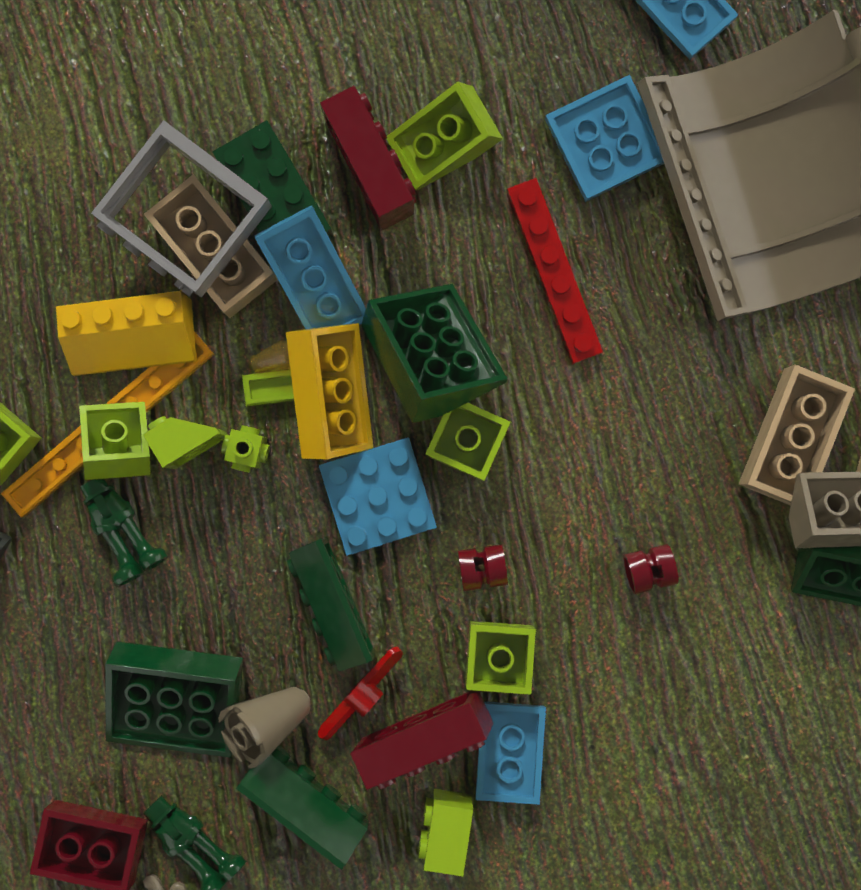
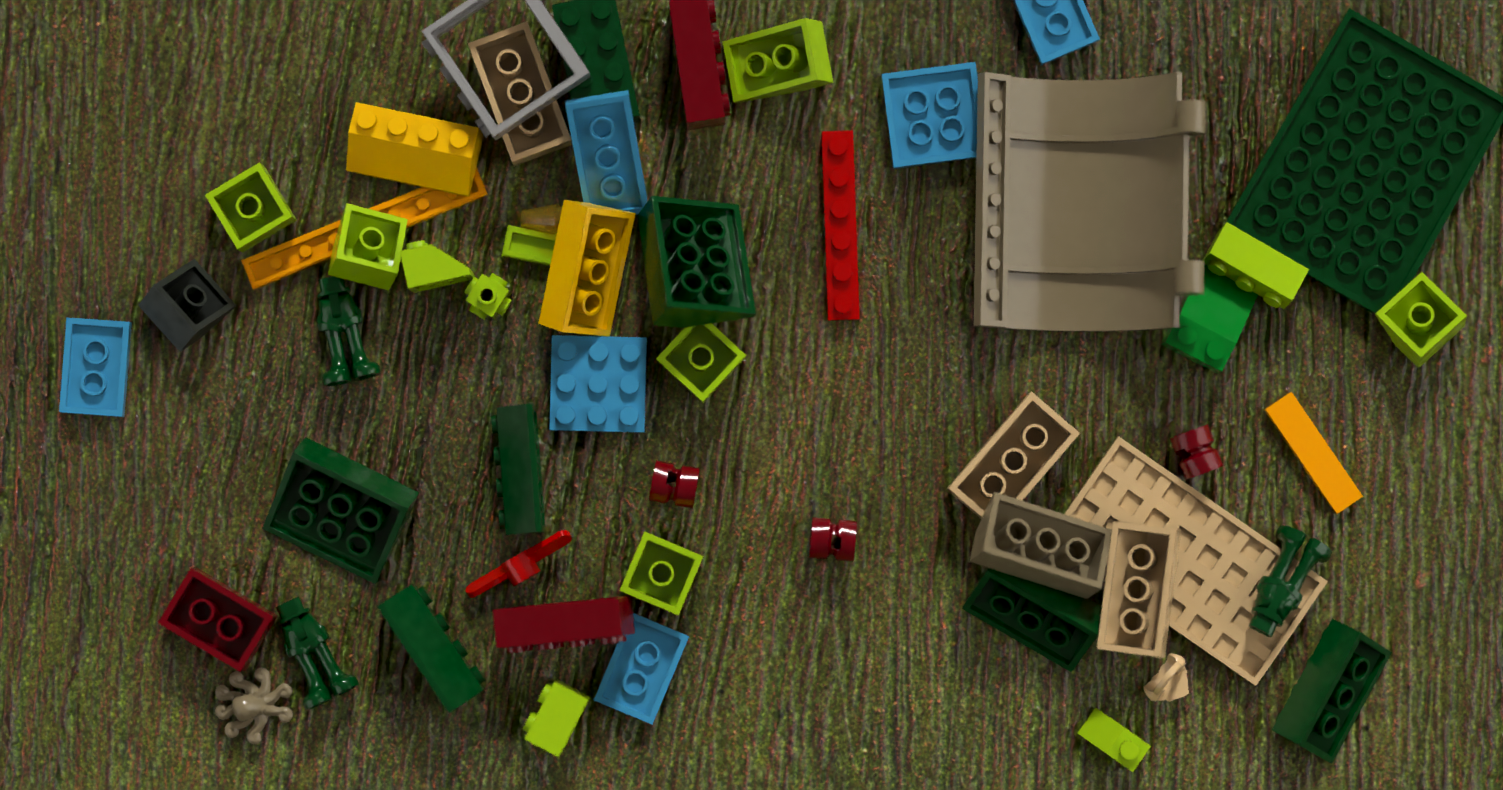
camera: 15 degrees right, 0 degrees up
(263, 723) = (418, 558): dark tan cone -> none

